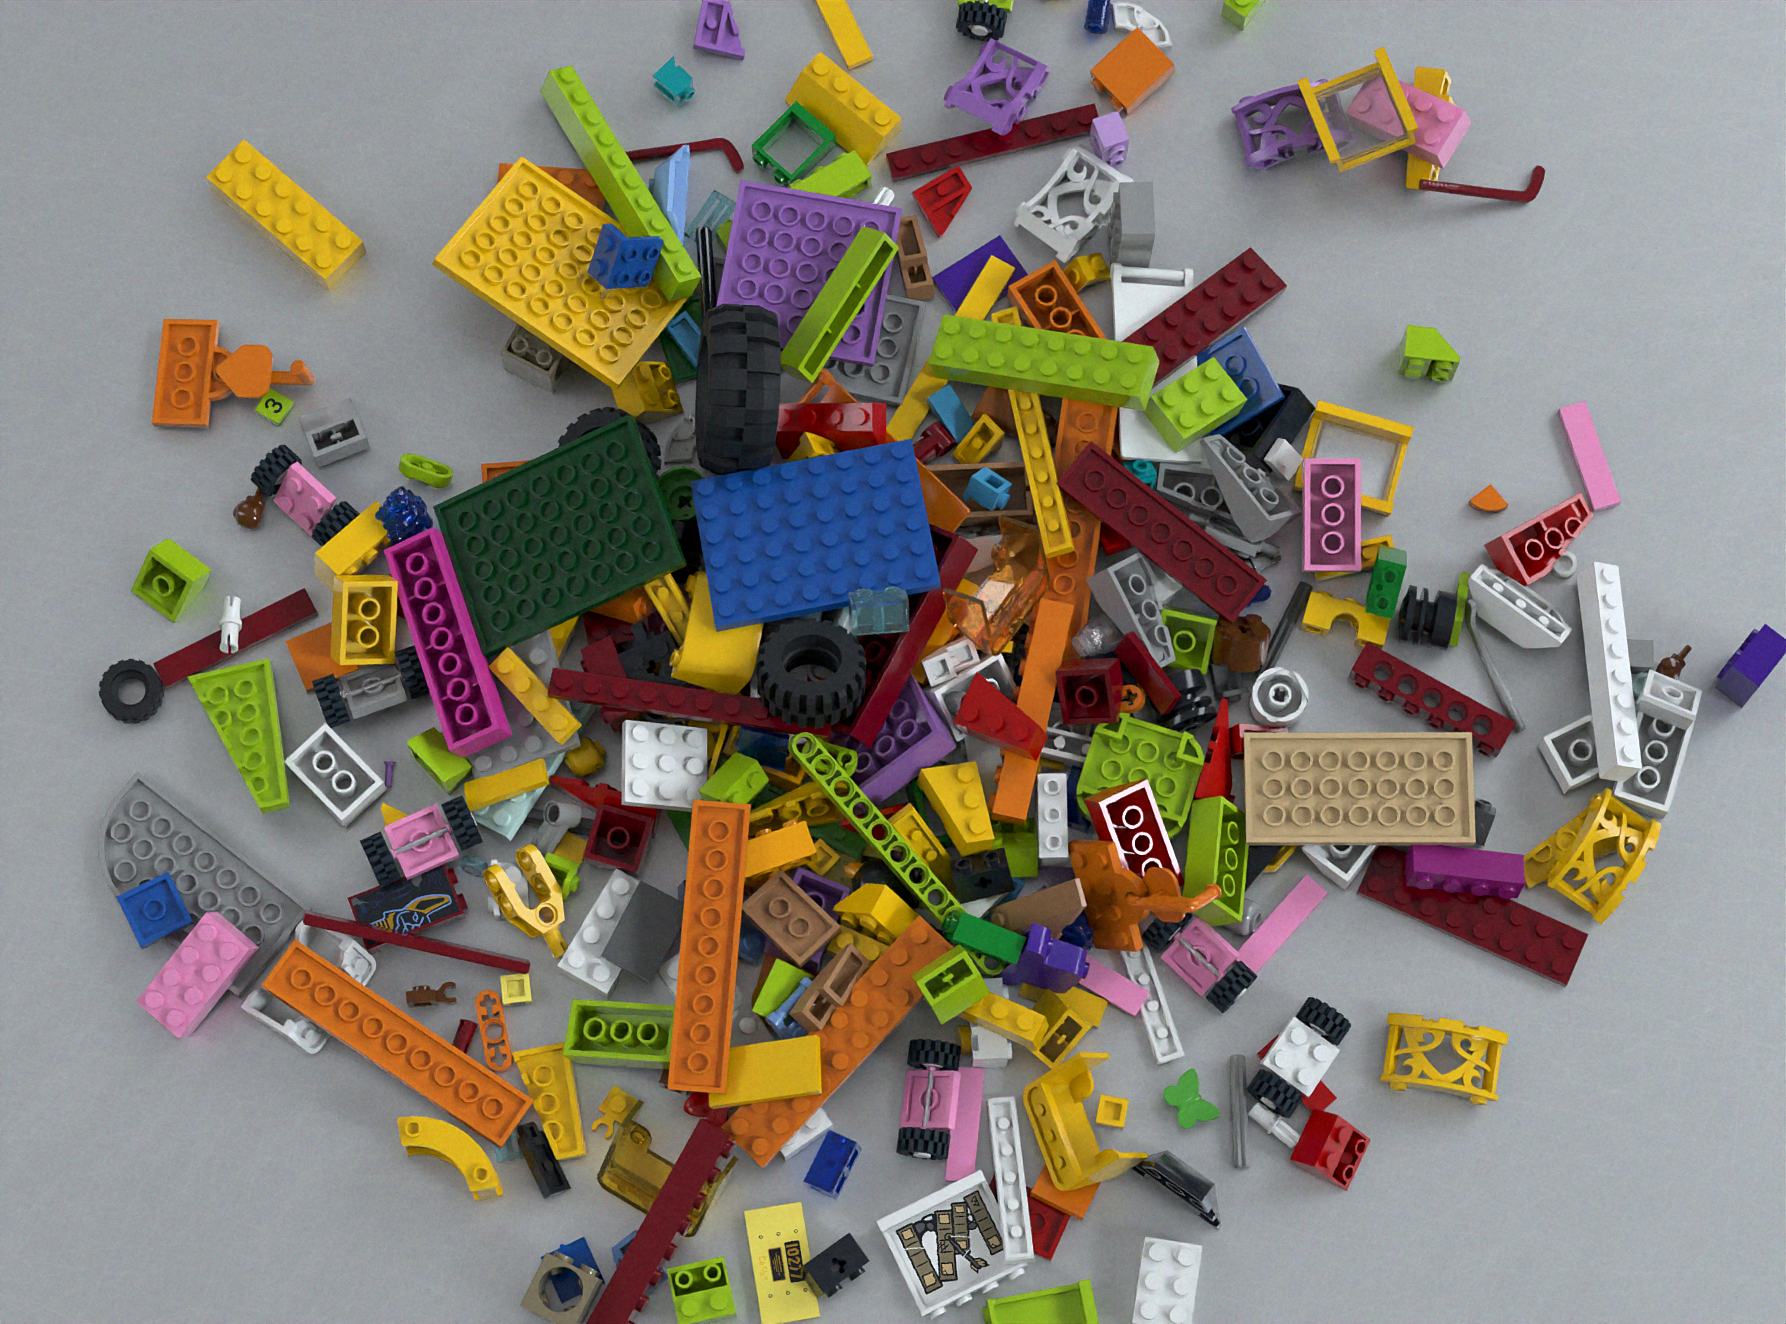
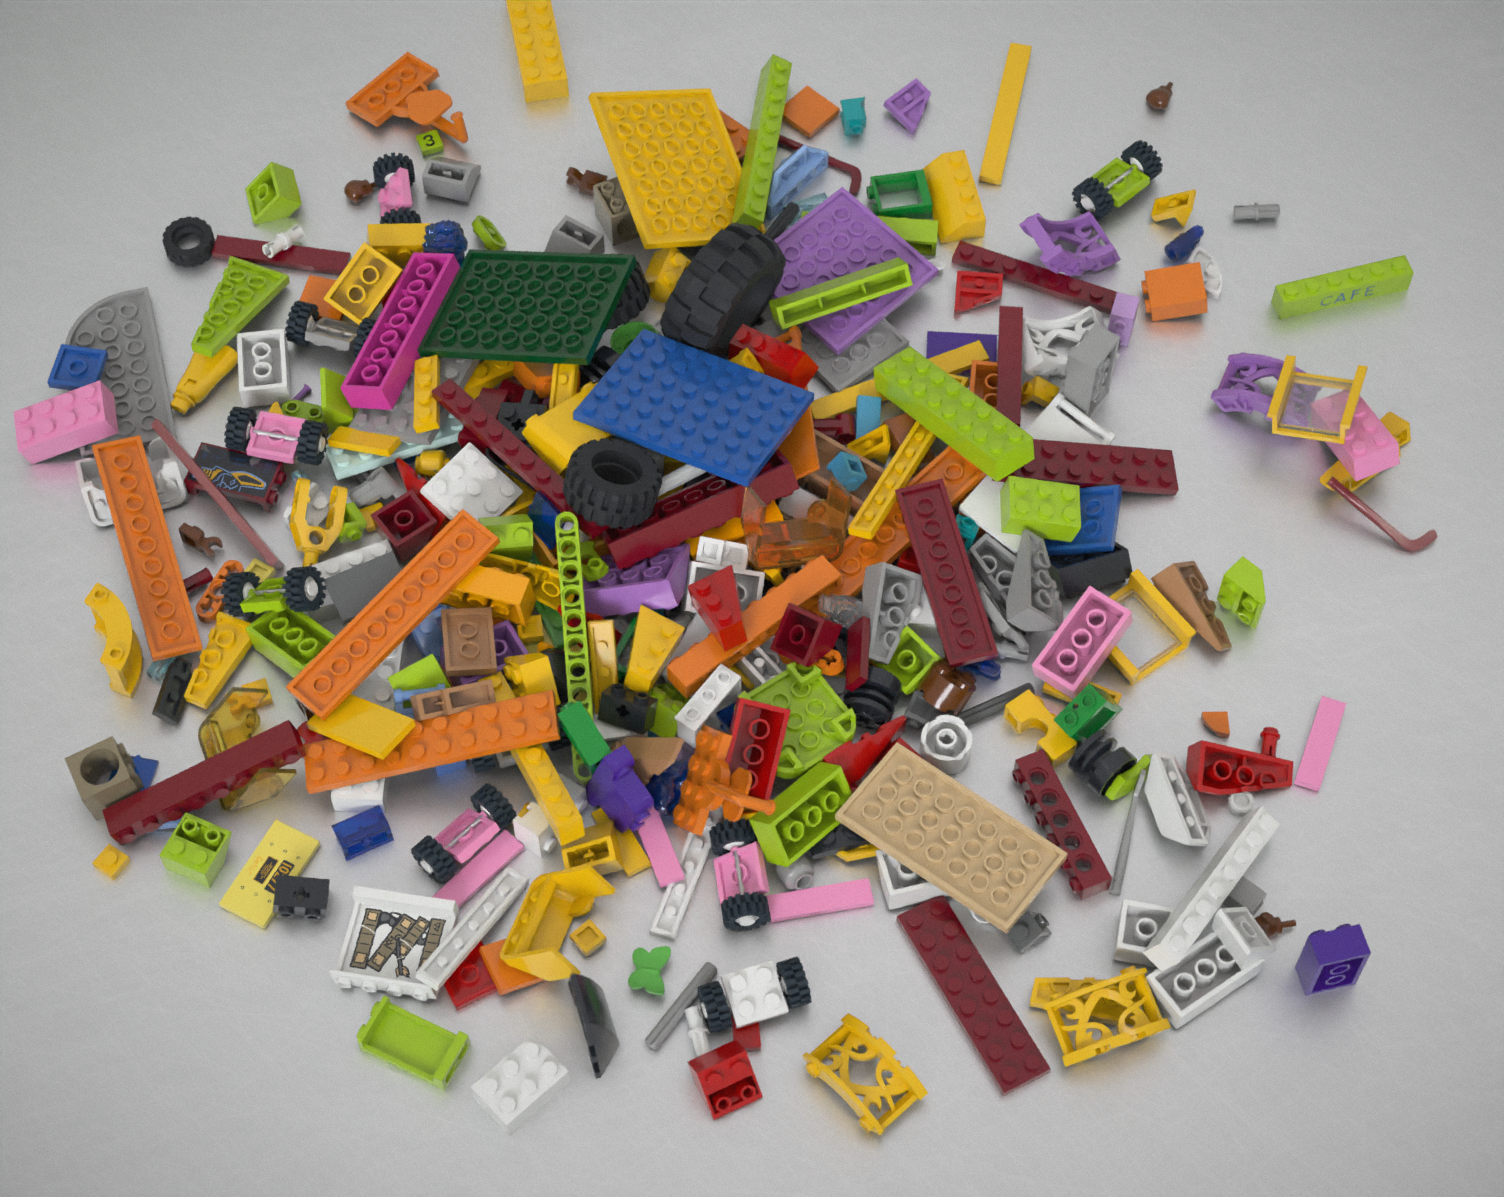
camera: 40 degrees right, 15 degrees down
(279, 833) = (201, 377): none -> yellow piece
(411, 795) = (303, 410): none -> lime plate
(474, 339) = (584, 181): none -> reddish brown plate
(524, 428) = (575, 237): none -> light grey slope
(562, 1002) = (299, 589): none -> black plate
(624, 260) = (720, 177): blue bracket -> none
(625, 104) = (809, 111): none -> orange tile
(878, 611) = (690, 470): clear light blue brick -> none
(913, 260) = (923, 311): medium nougat slope -> none
(951, 984) = (530, 746): lime slope -> none
(1050, 269) = (1010, 363): none -> dark red tile
(1283, 460) = (1076, 587): white bracket -> none
(1371, 392) = (1185, 590): none -> medium nougat wedge
(1465, 870) = (987, 951): magenta brick -> none
(1548, 489) = (1269, 741): none -> red pin

